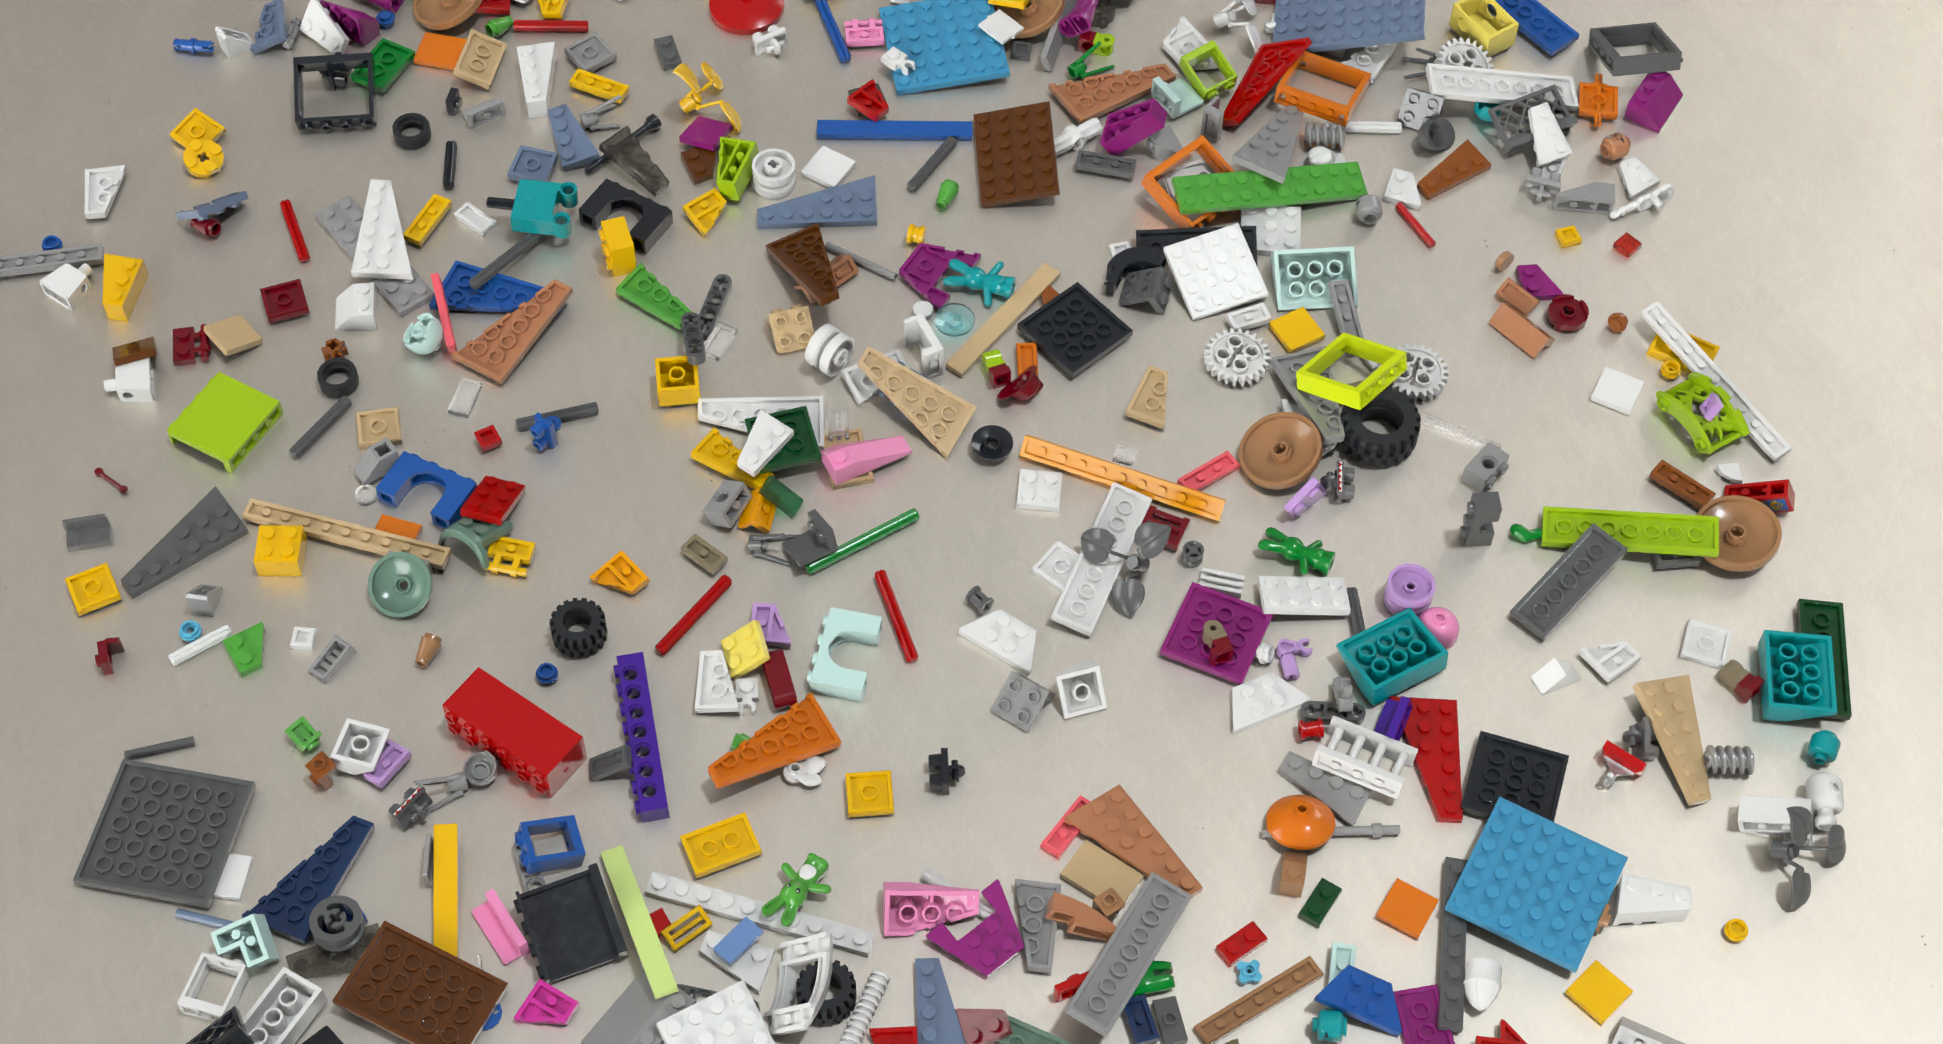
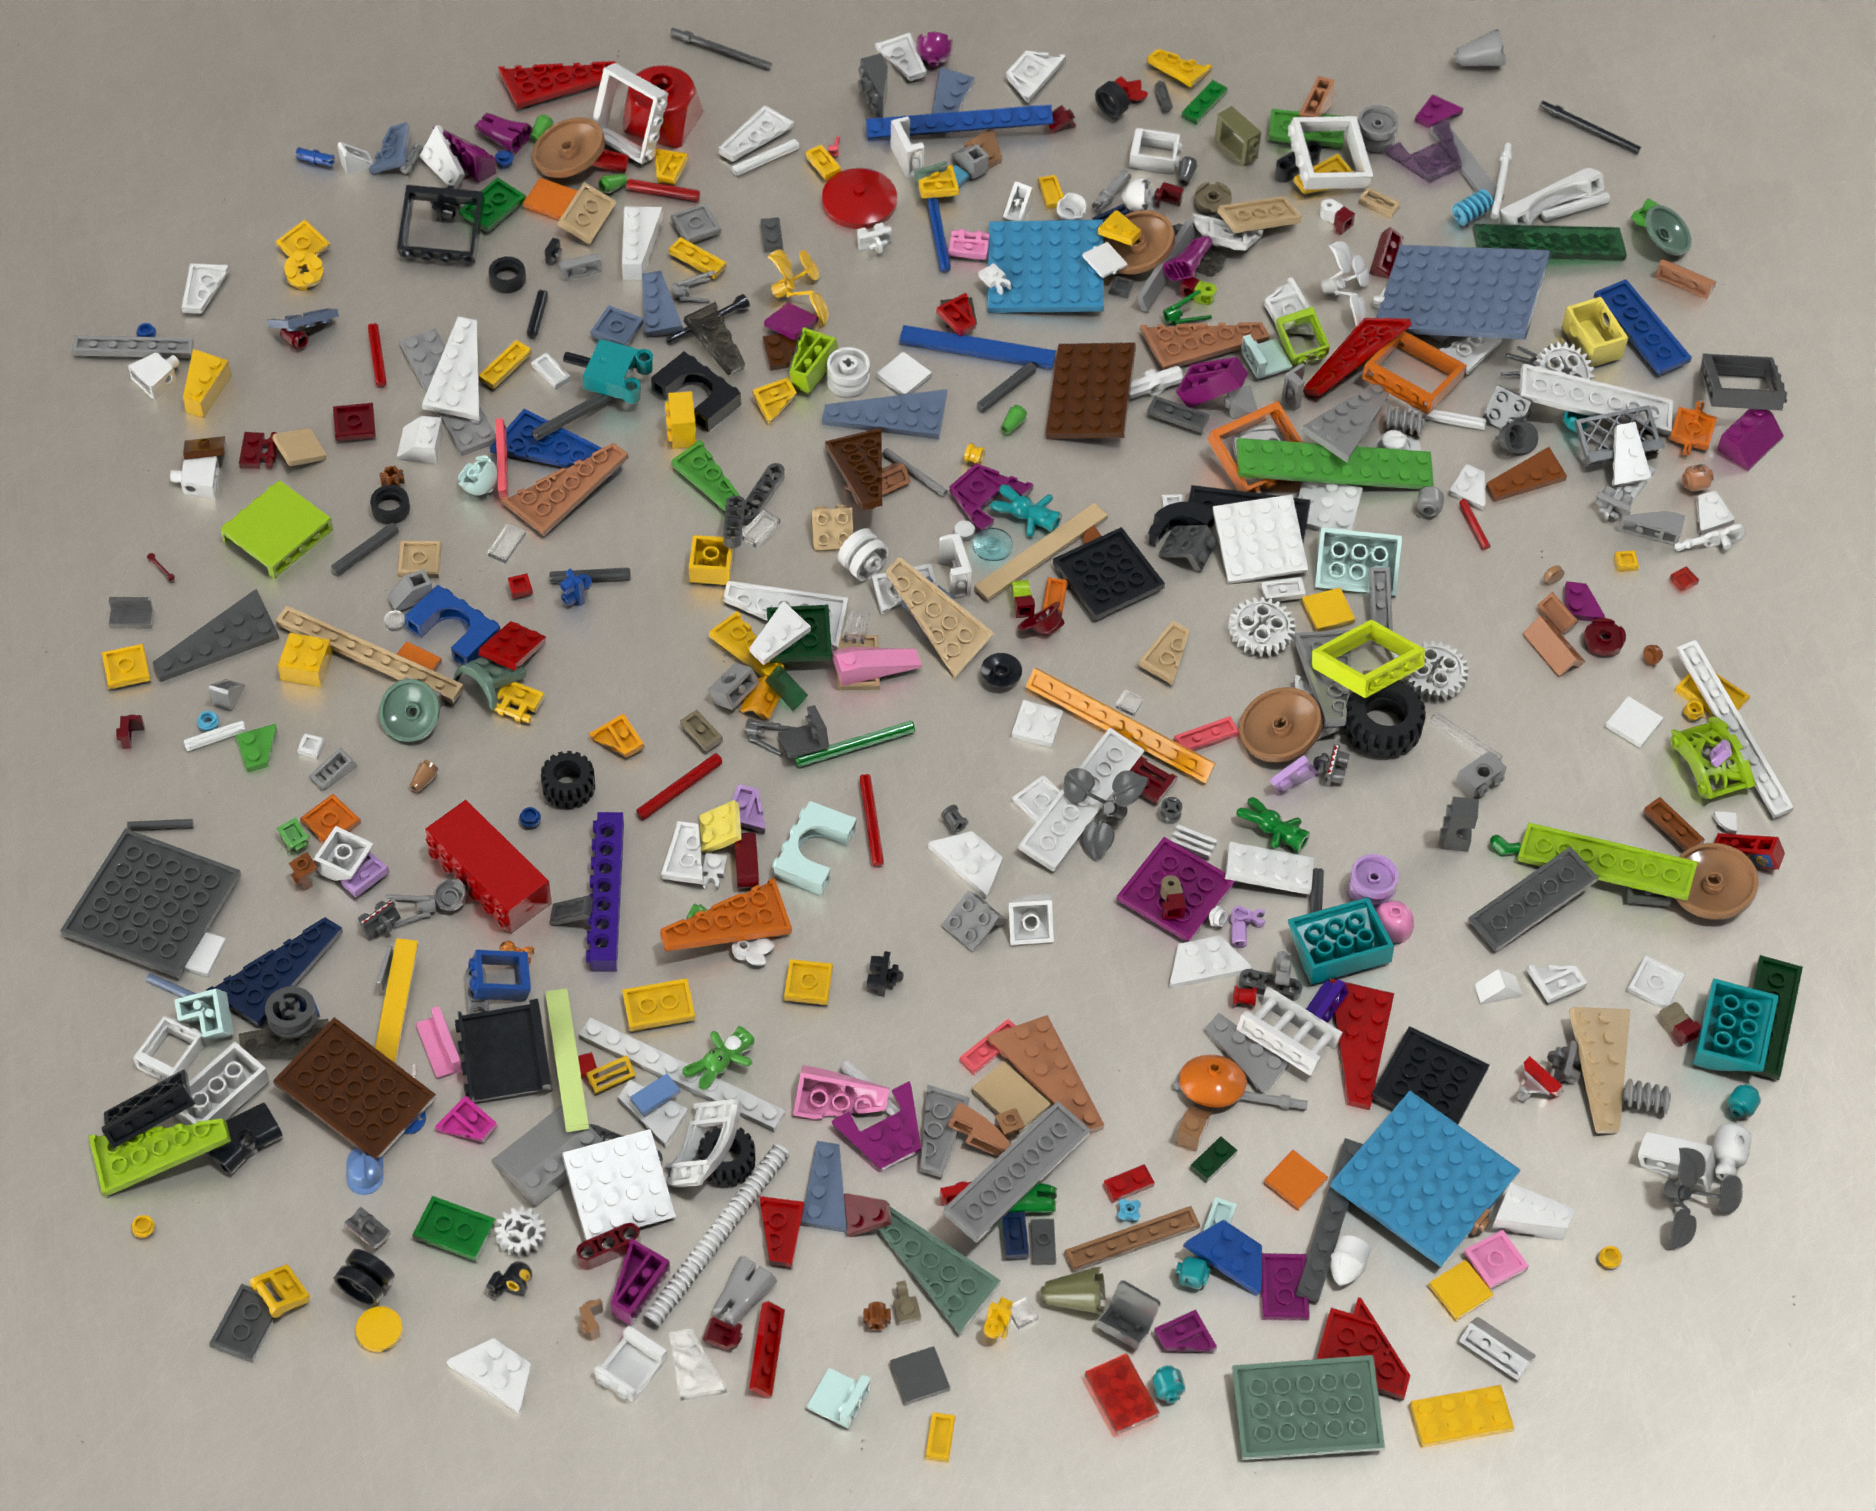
camera: 10 degrees right, 0 degrees up
(336, 708) = (327, 815): none -> orange tile
(552, 811) = (510, 946): none -> clear orange arm
(1626, 954) = (1496, 1259): none -> bright pink plate

